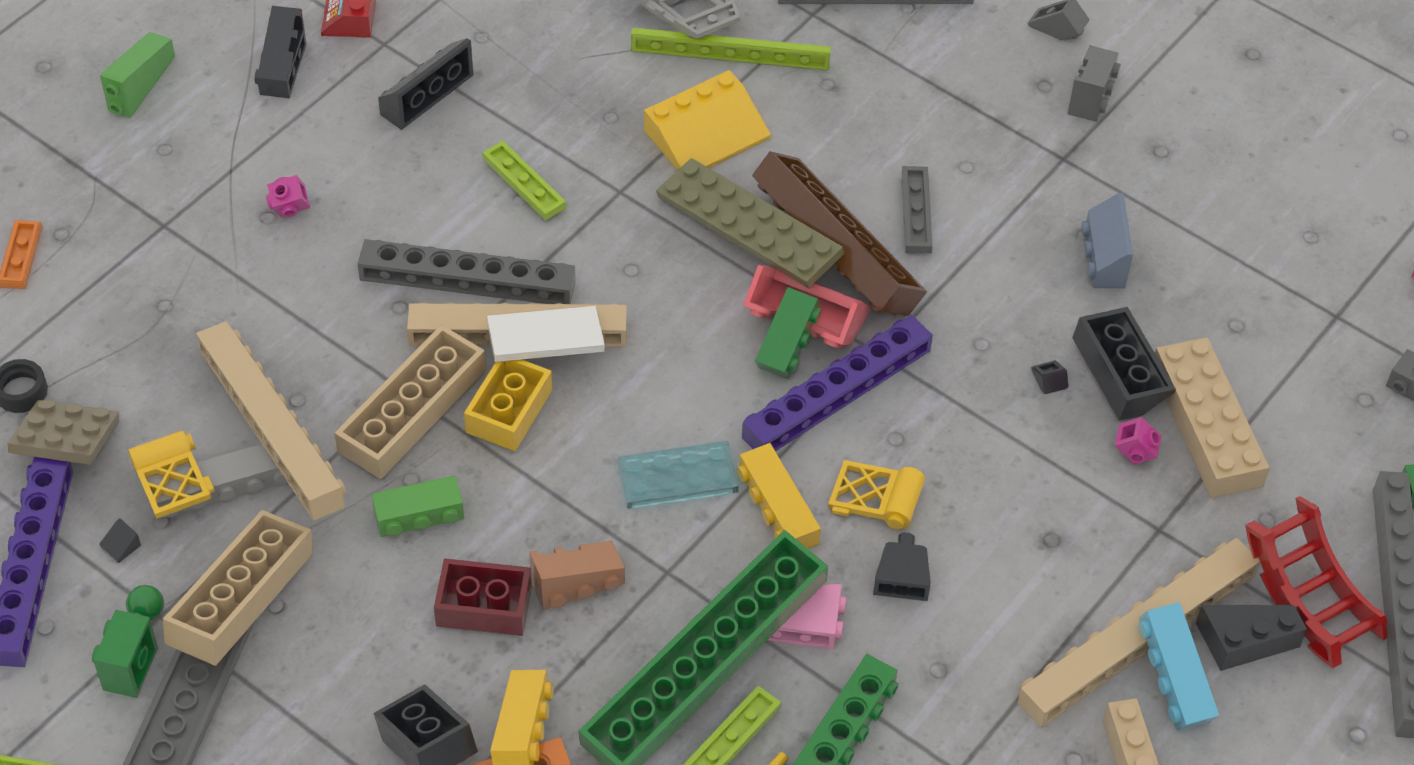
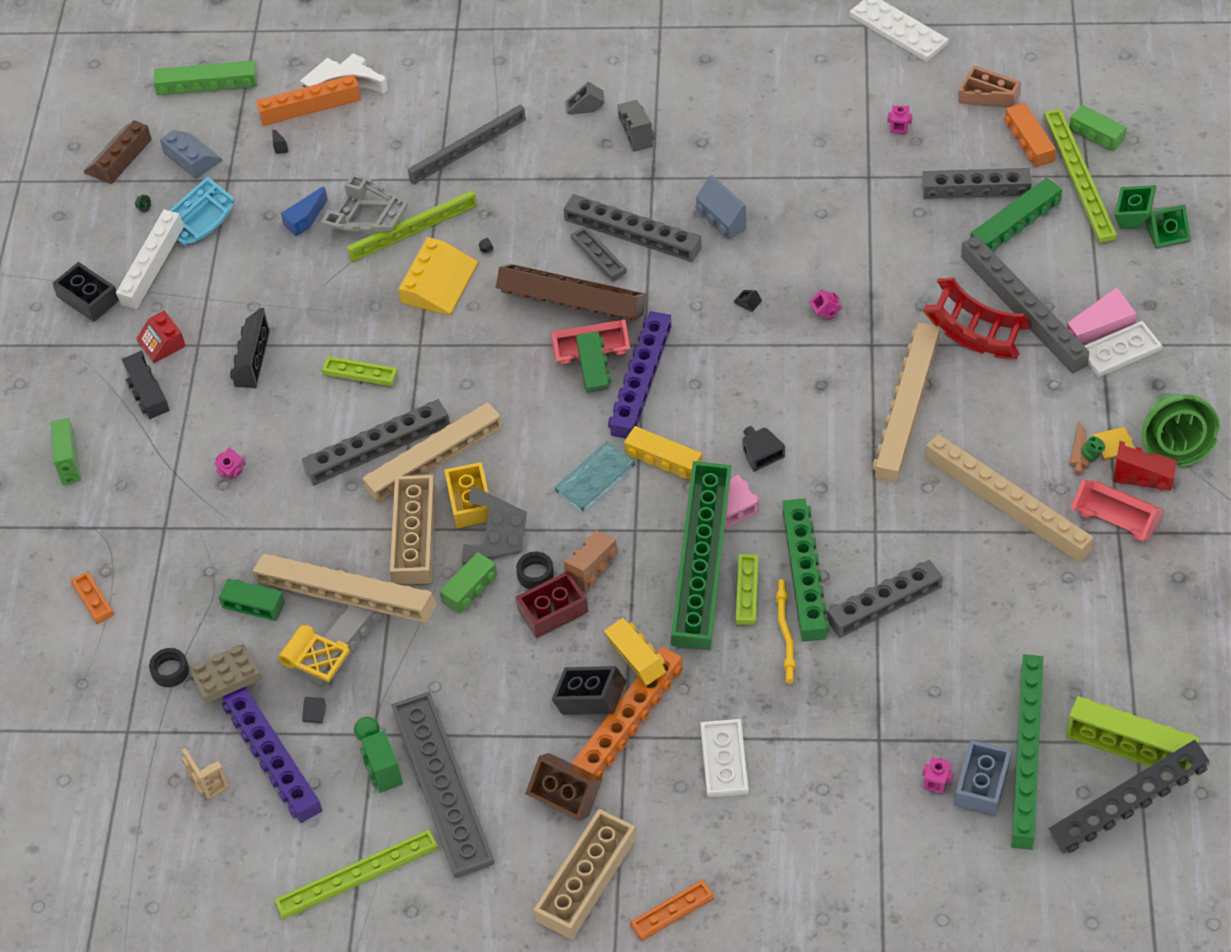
camera: 30 degrees left, 0 degrees up
(172, 366) = (252, 599): none -> green brick
(237, 587) = (414, 685): tan brick -> none
(503, 524) = (534, 558): none -> black tyre
(511, 465) = (503, 529): none -> dark grey wing
(545, 333) = (459, 444): white tile -> none
(750, 222) = (516, 315): olive plate -> none
(793, 121) = (485, 245): none -> black hinge
(899, 495) = (725, 410): yellow piece -> none
(984, 204) = (632, 228): none -> dark grey brick
(1122, 362) = (782, 268): black slope -> none
(1178, 666) = (944, 404): medium azure brick -> none
(1212, 419) = (850, 269): tan brick -> none
(1249, 632) = (961, 367): black wedge -> none

